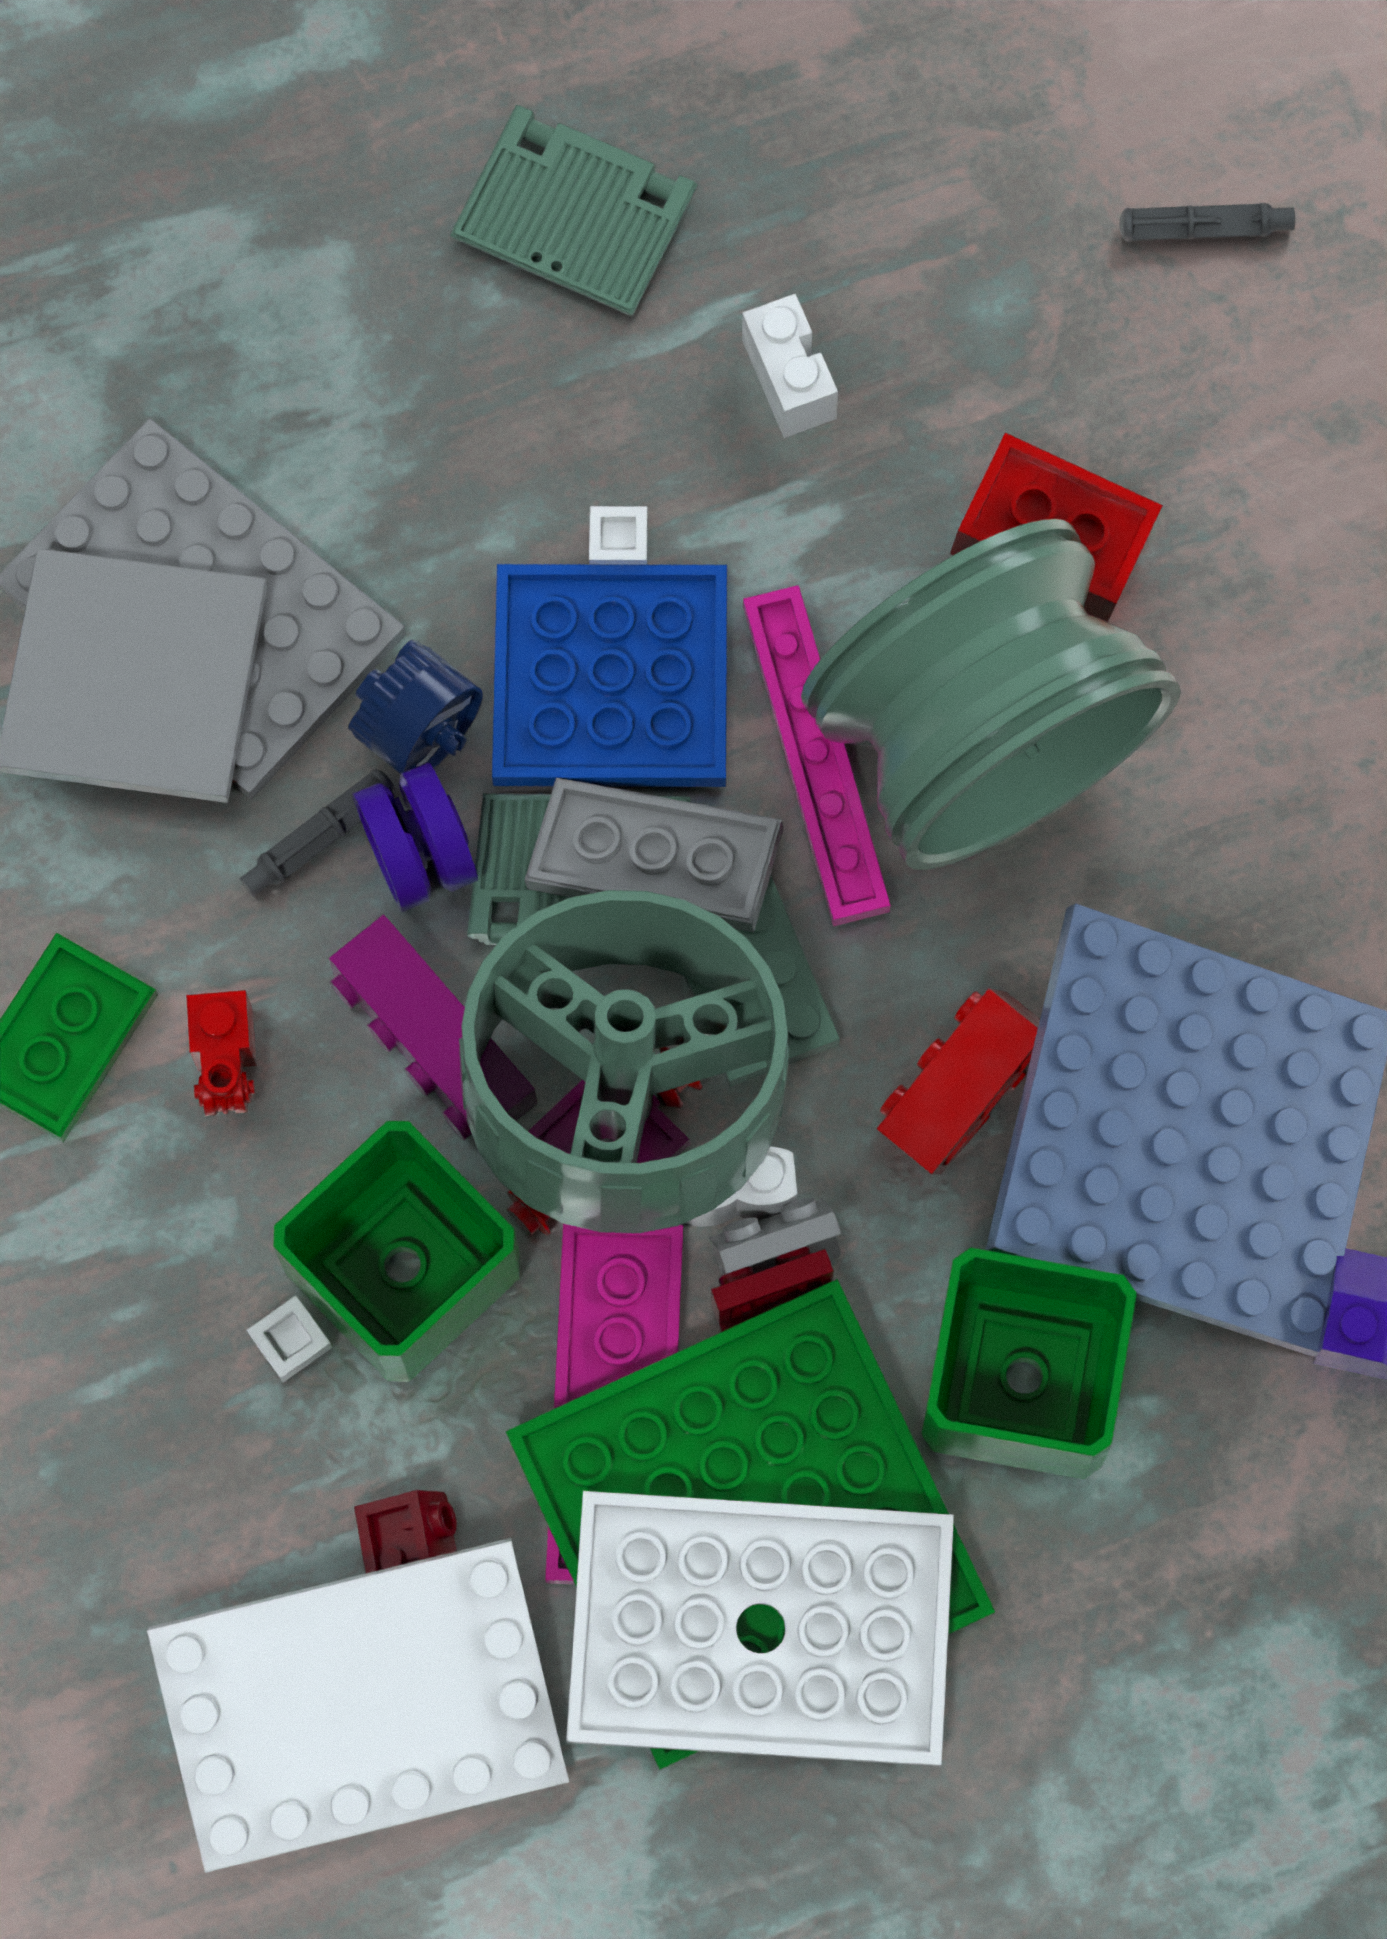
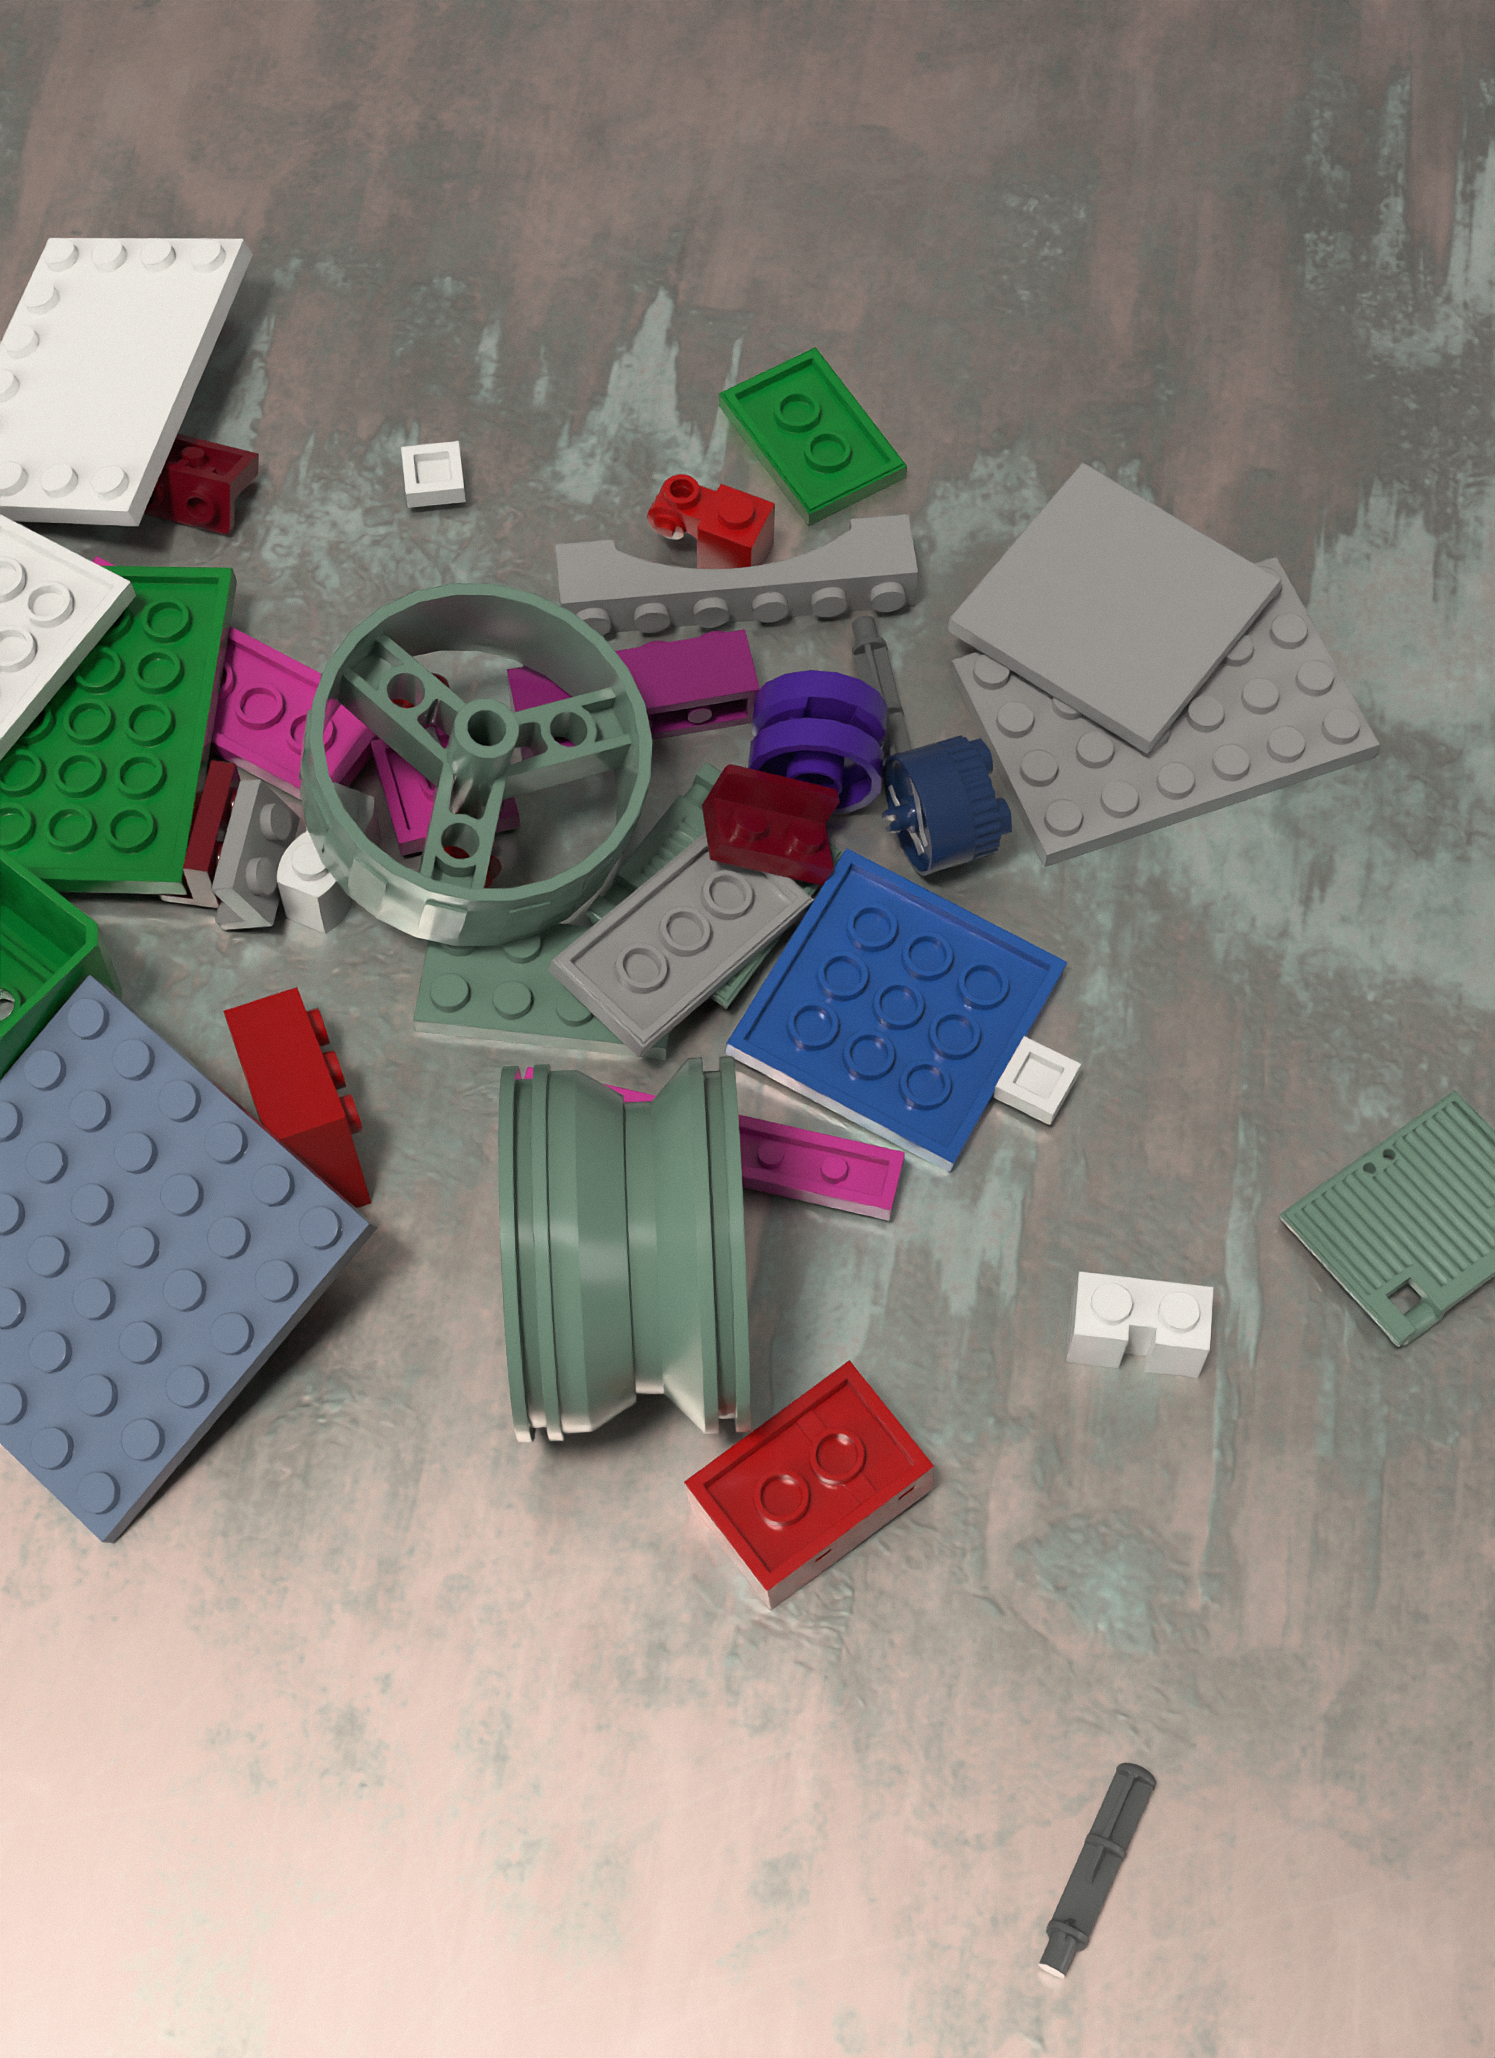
camera: 115 degrees right, 10 degrees down
(189, 907) = (859, 571): none -> light grey arch
(387, 1201) = (428, 514): green plate -> none
(521, 832) = (770, 824): none -> dark red bracket

